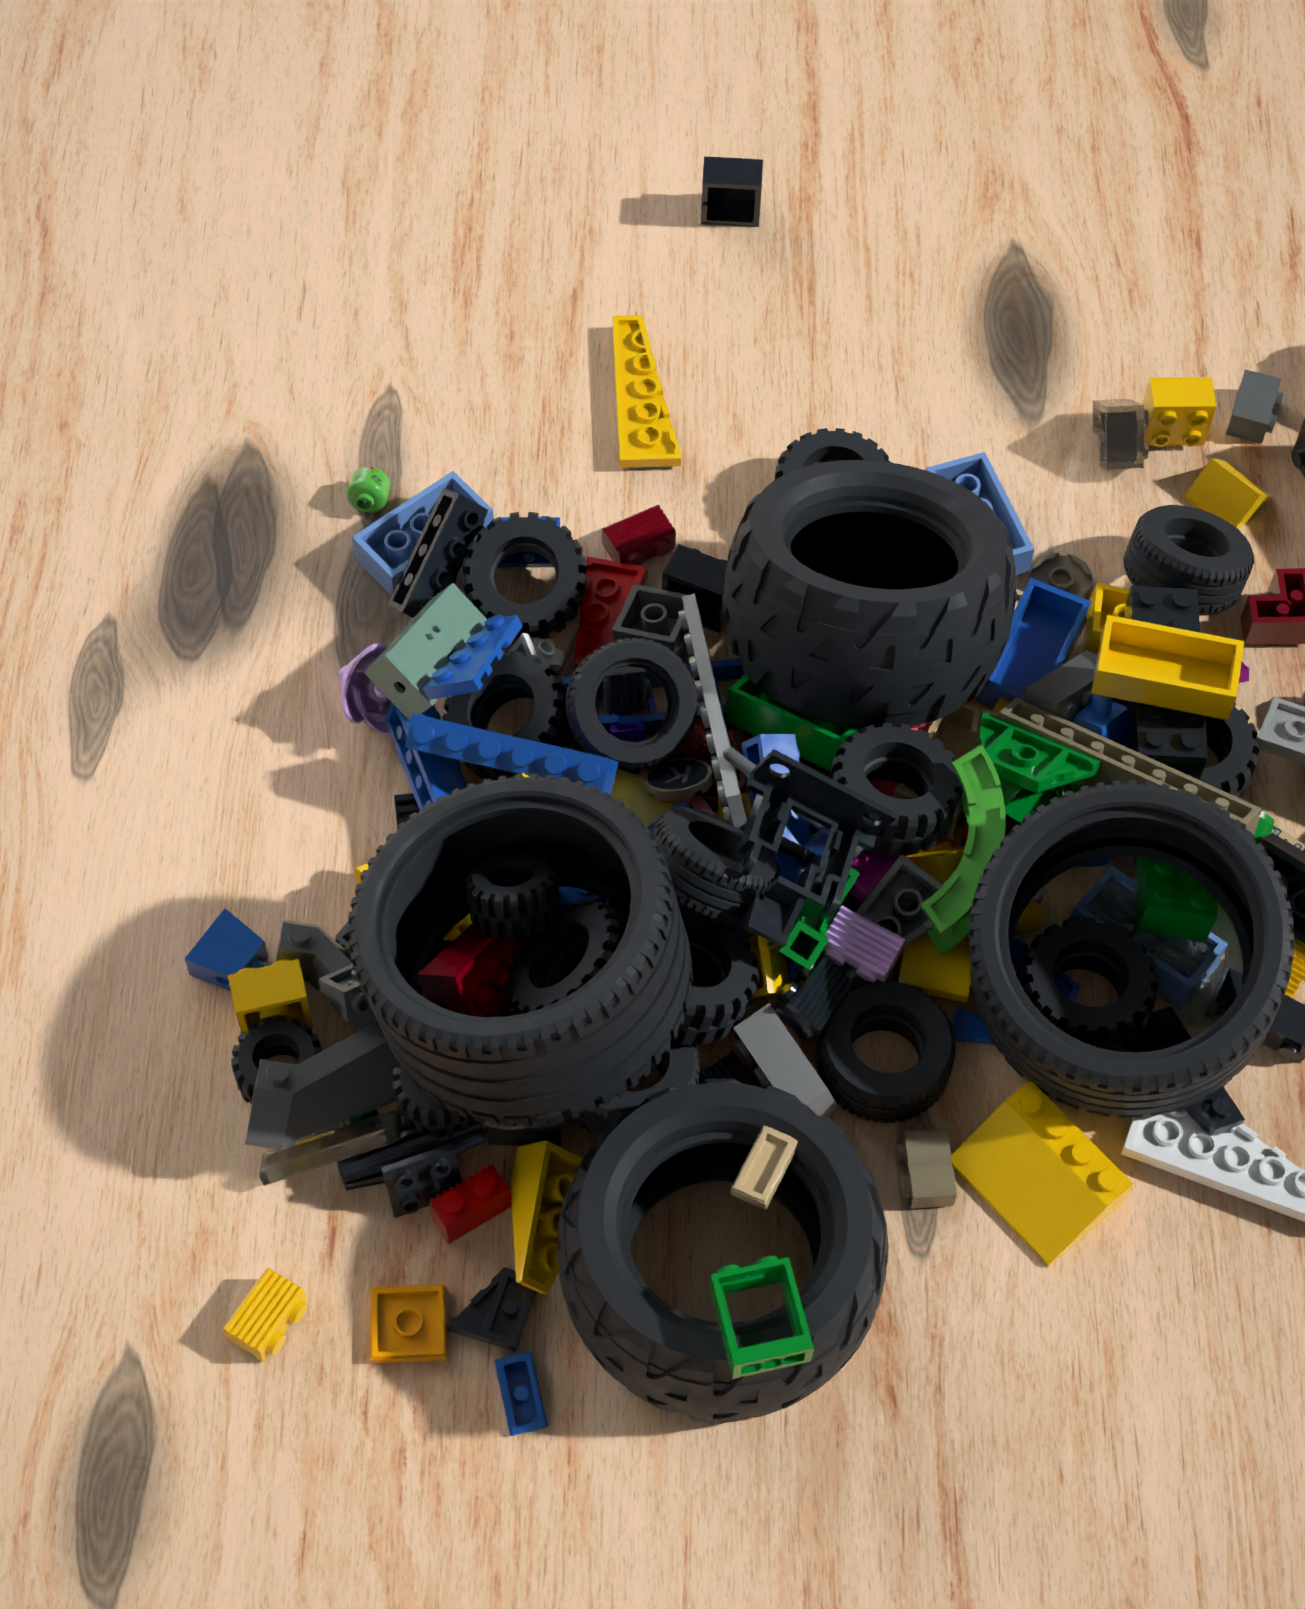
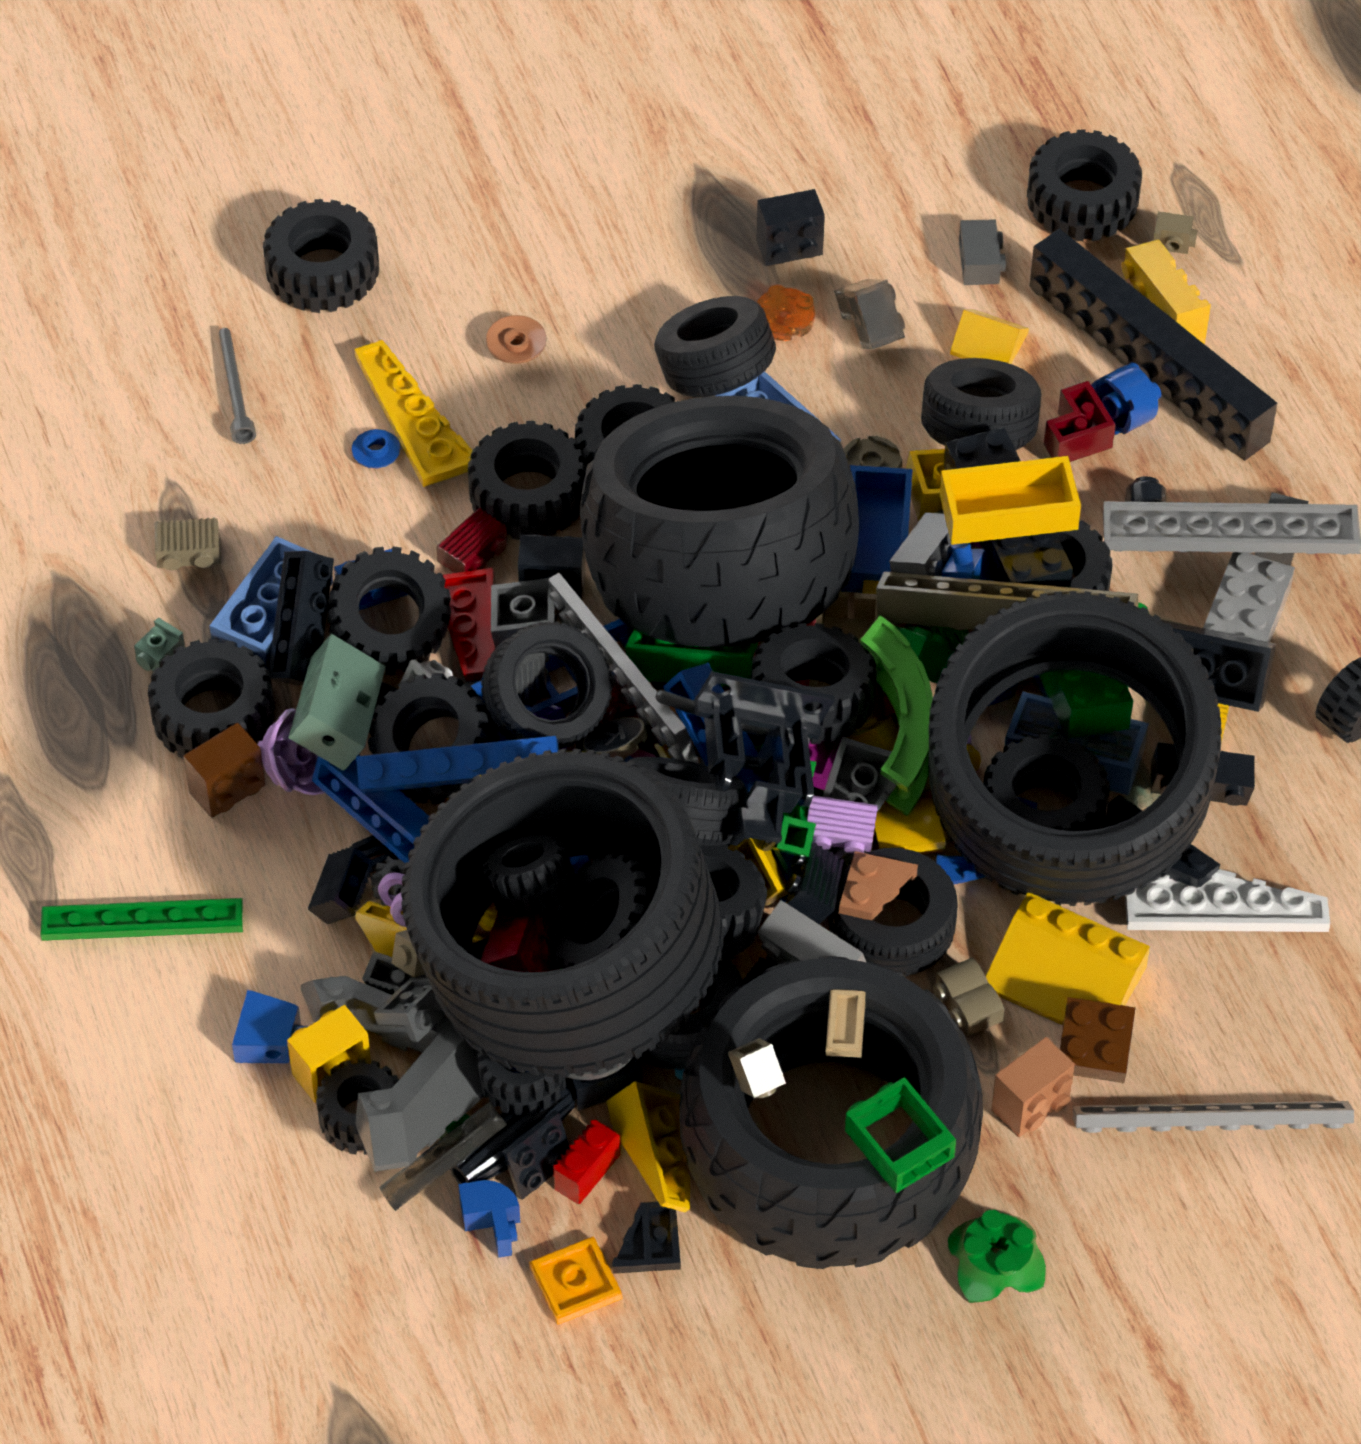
camera: 20 degrees left, 5 degrees down
(169, 801) = (142, 919): none -> green tile
(266, 1315) = (448, 1314): yellow brick -> none
(304, 543) = (157, 644): none -> sand green brick
(304, 682) = (224, 770): none -> reddish brown brick
(318, 577) = (206, 668): none -> black tyre
(357, 1214) = (491, 1205): none -> blue brick
(361, 833) = (341, 885): none -> black brick
(368, 487) = (199, 578): bright green head -> none
(376, 448) = (187, 543): none -> dark tan brick
(473, 661) = (386, 694): blue wing -> none
(477, 357) = (242, 427): none -> dark grey piece
(520, 1393) = (699, 1299): blue slope -> none
(592, 426) = (376, 458): none -> blue piece
(626, 191) = (321, 283): none -> black tyre
(642, 1189) = (757, 1068): none -> brick
(710, 461) = (528, 449): none -> black tyre
(731, 191) = (417, 198): black piece -> none
(767, 353) = (516, 339): none -> nougat dish
(820, 1480) = (986, 1273): none -> green brick
(871, 1018) = (872, 884): none -> nougat wing
(949, 418) = (715, 346): none -> black tyre
(950, 1293) = (1033, 1087): none -> nougat brick
(1030, 758) = (921, 617): green wing -> none
(1037, 1264) = (1097, 1038): none -> reddish brown brick
(1038, 393) = (790, 300): none -> clear orange plate
(1074, 325) = (790, 227): none -> black brick
(1142, 1395) = (1225, 1115): none -> light grey plate
(1179, 410) = (918, 275): yellow brick -> none

